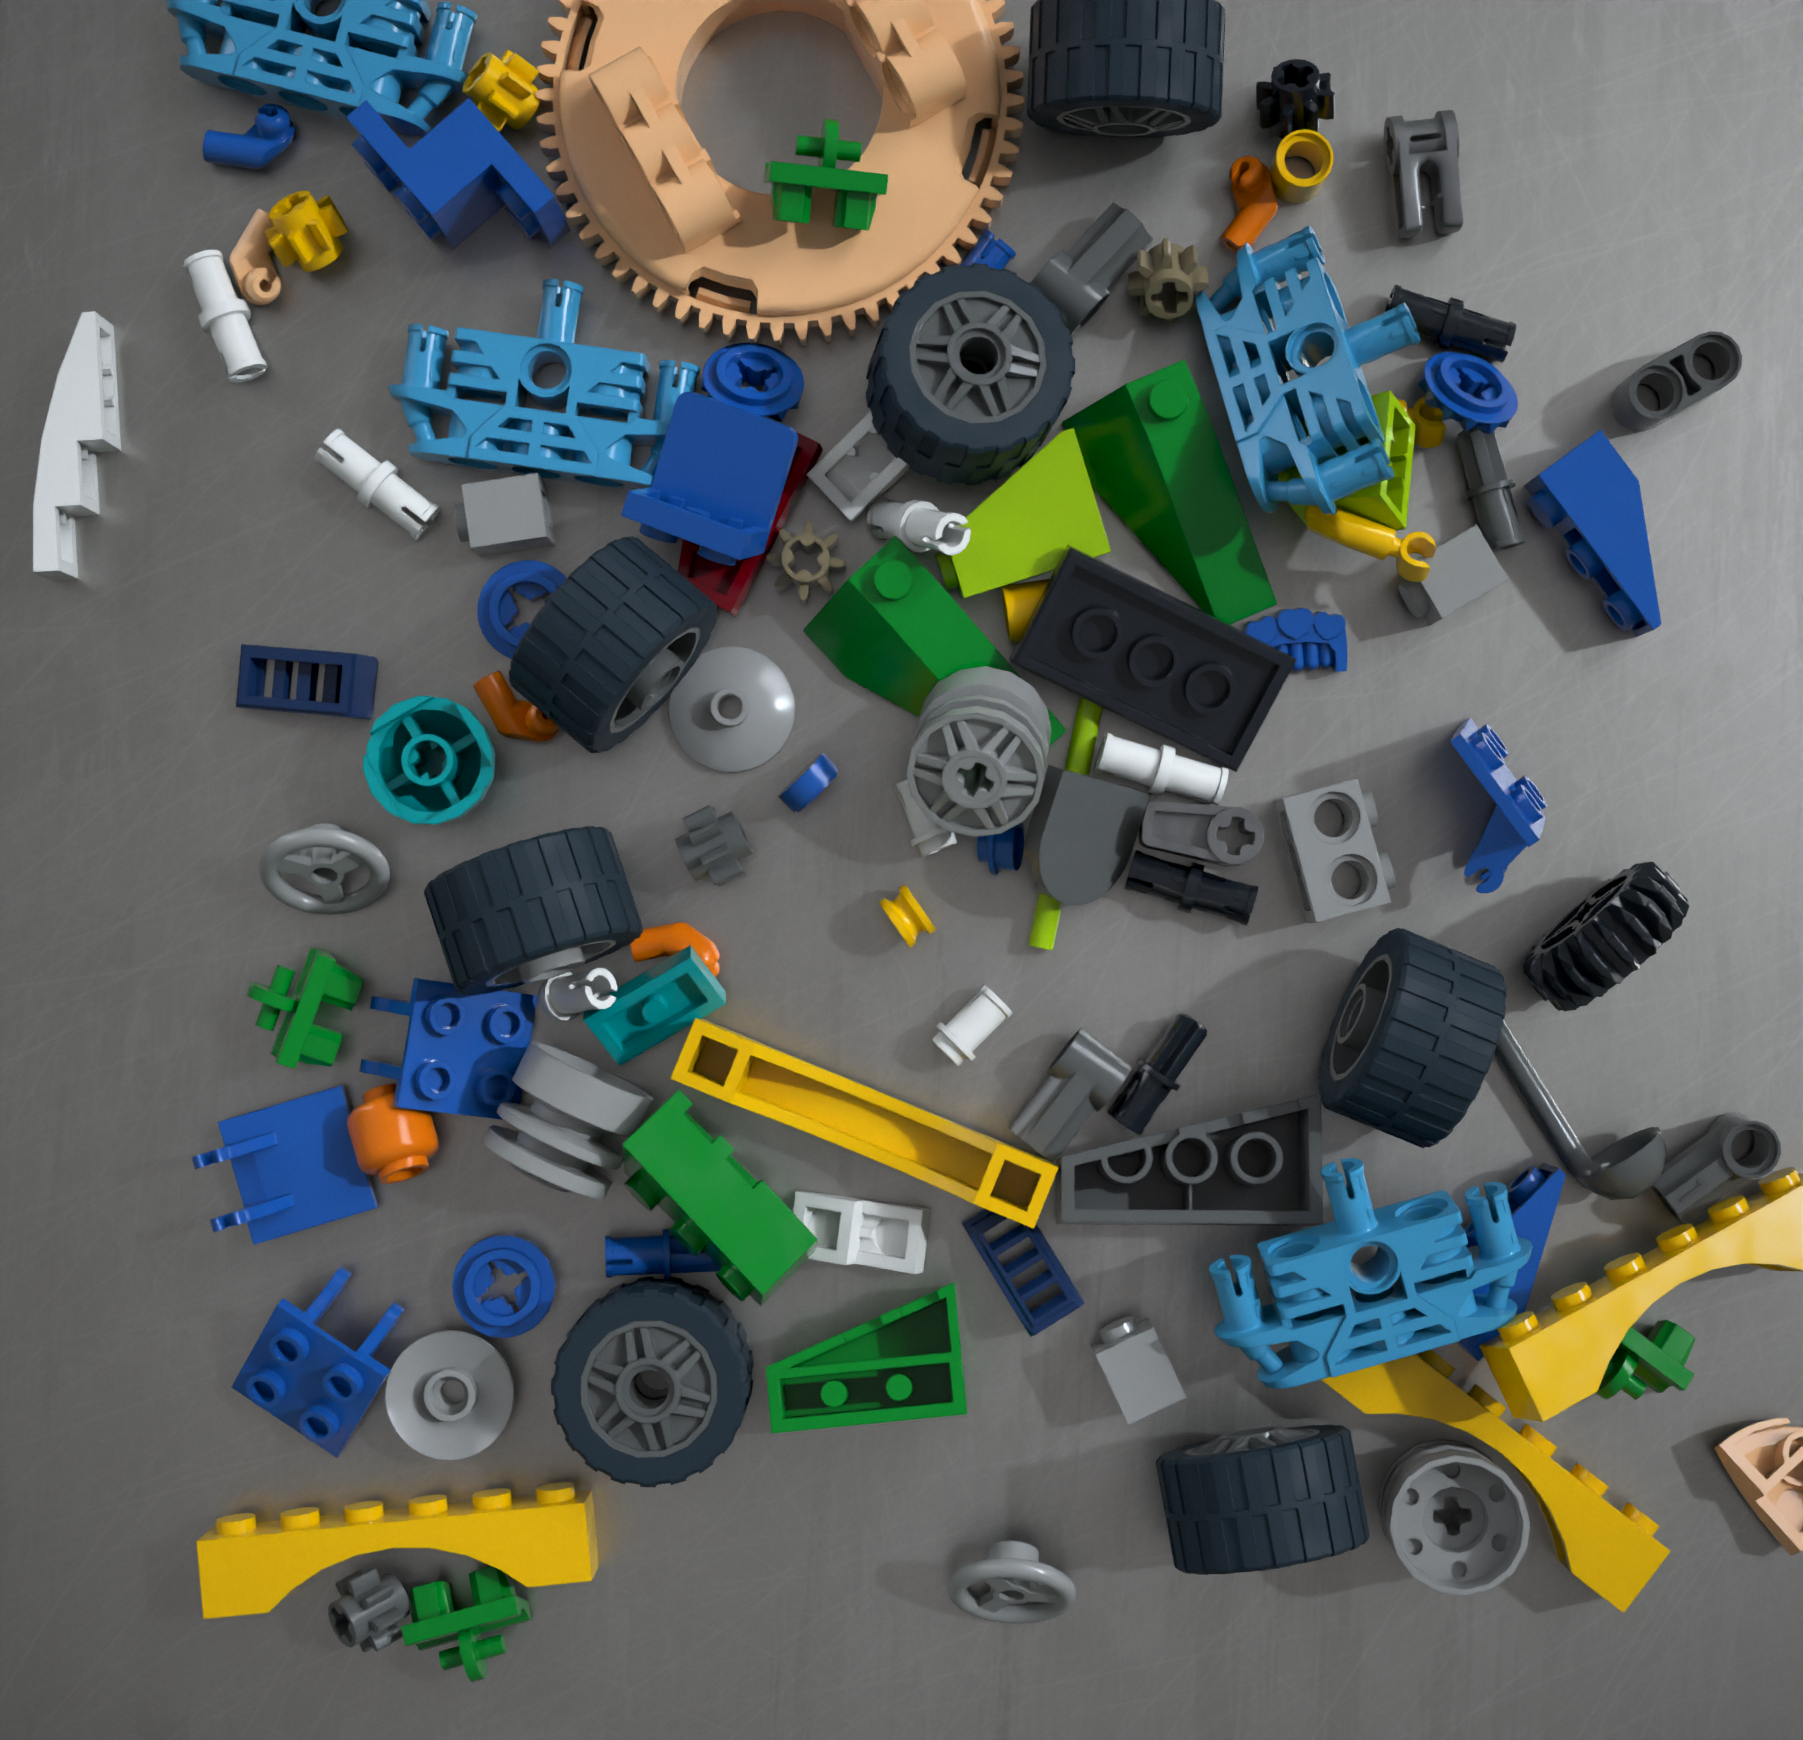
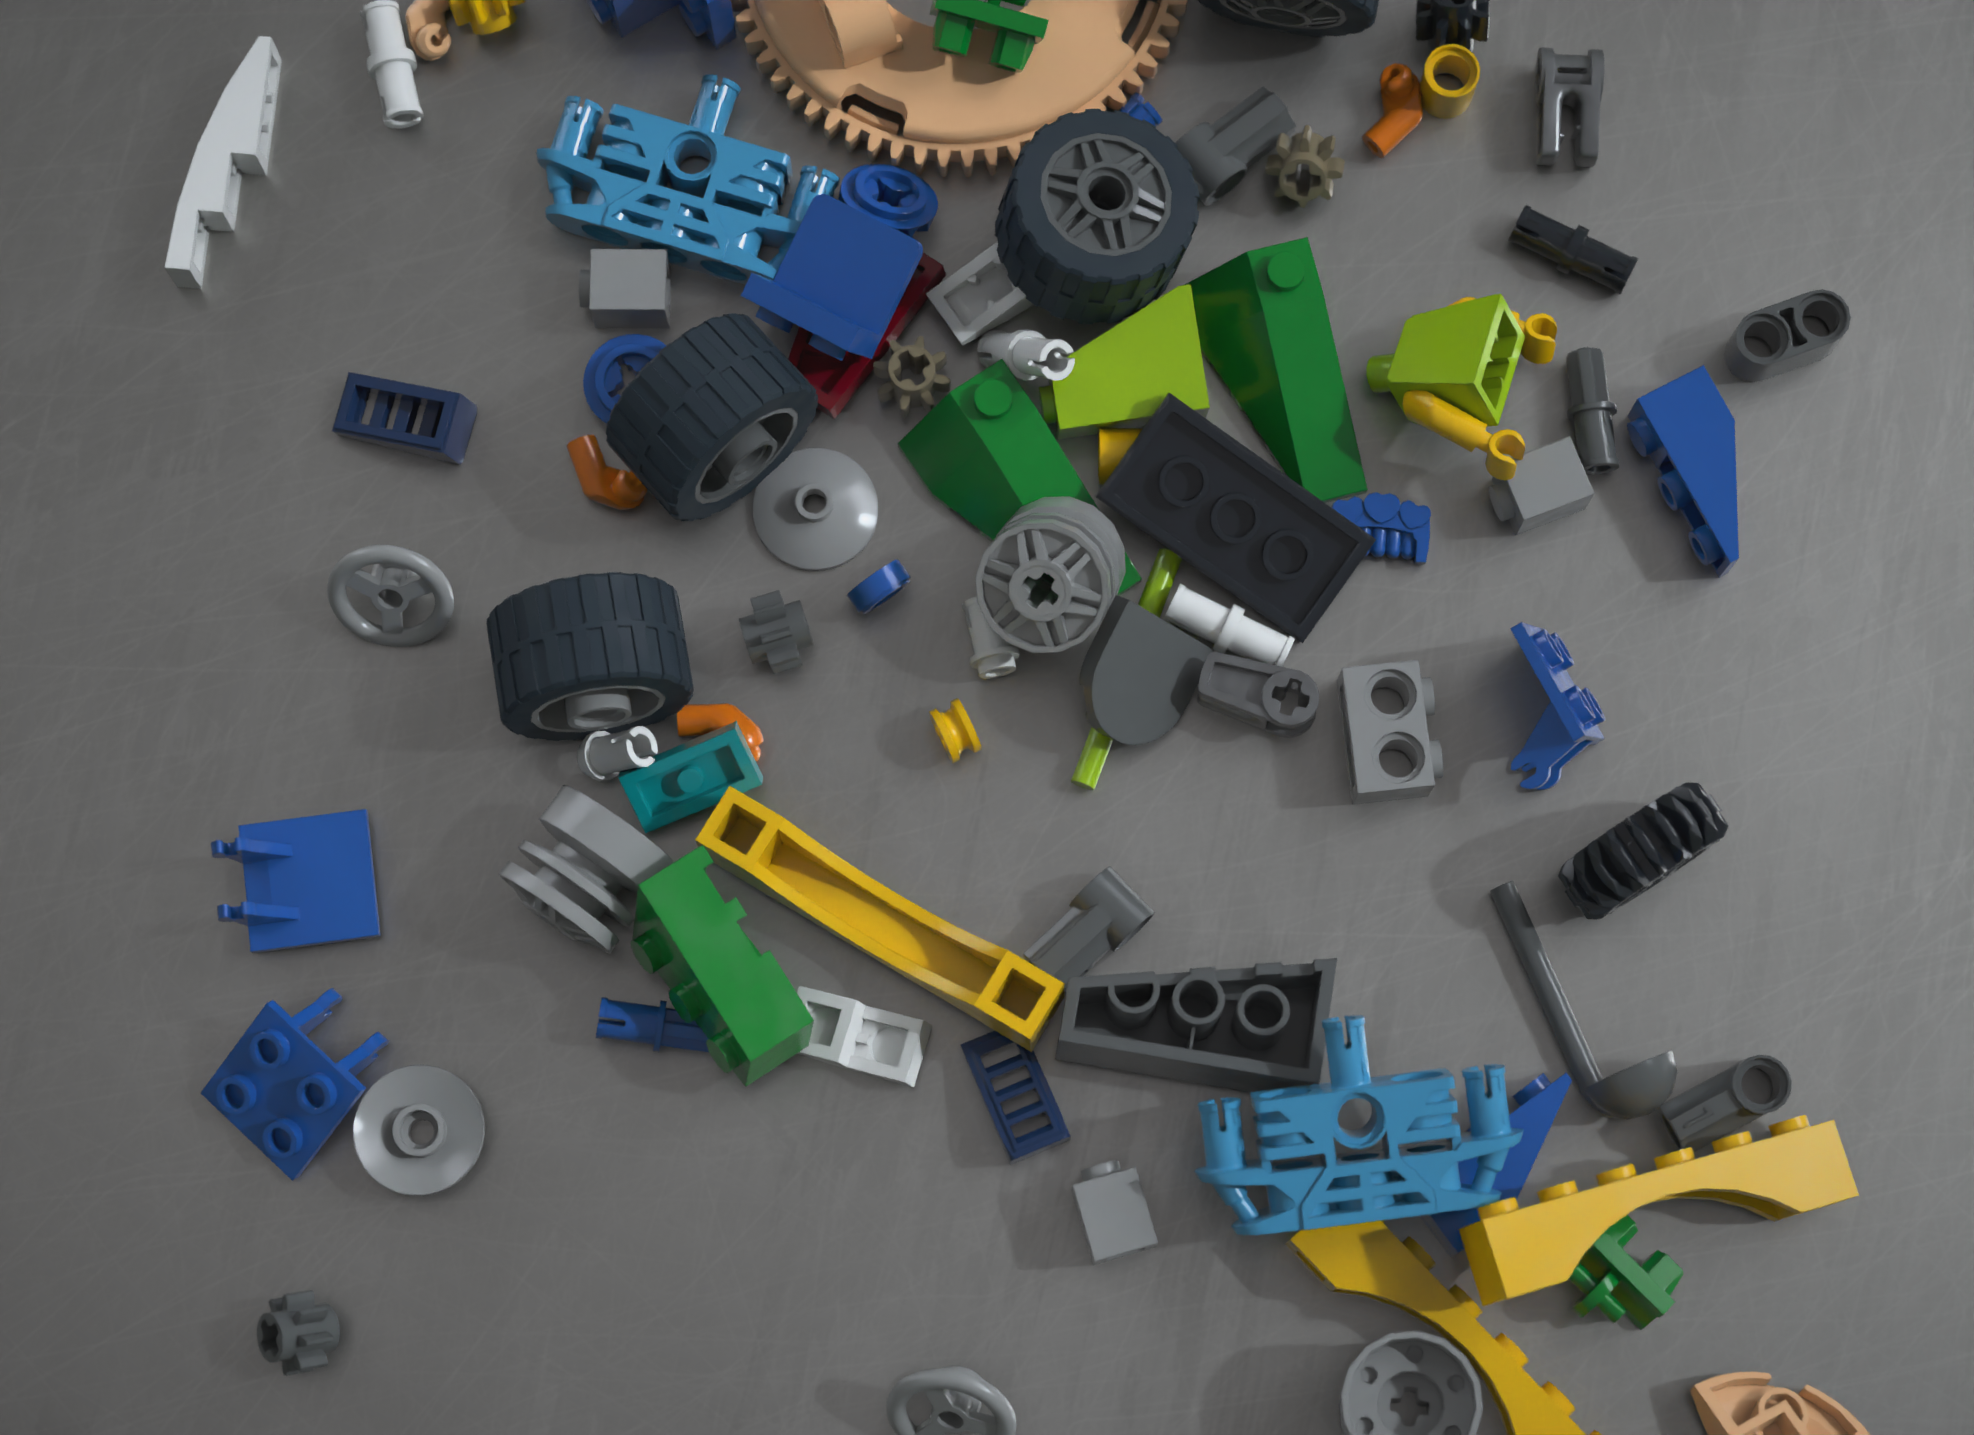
camera: 10 degrees right, 10 degrees down
(298, 1035) = (364, 703): green hips -> none
(377, 484) = (508, 241): white pin -> none
(391, 1139) = (409, 863): orange head -> none
(429, 760) = (514, 502): teal cylinder -> none
(438, 1624) = (393, 1369): green hips -> none
(457, 1048) = (488, 787): blue plate -> none
(497, 1315) = (464, 1020): blue gear -> none
(531, 1538) = (205, 1271): yellow arch -> none
(645, 1431) = (594, 1100): wheel -> none
(876, 1372) = (848, 1171): green wedge -> none
(971, 1026) = (1001, 849): white pin -> none
(1002, 850) = (1058, 677): blue plate -> none
(1158, 1074) = (1181, 922): black axle -> none
(1191, 887) = (1240, 747): black pin -> none
(1262, 1499) = (1218, 1348): black wheel -> none
(1331, 398) = (1413, 265): dark azure piece -> none
(1412, 1038) = (1434, 914): black wheel -> none
(1468, 391) = (1581, 313): blue gear -> none

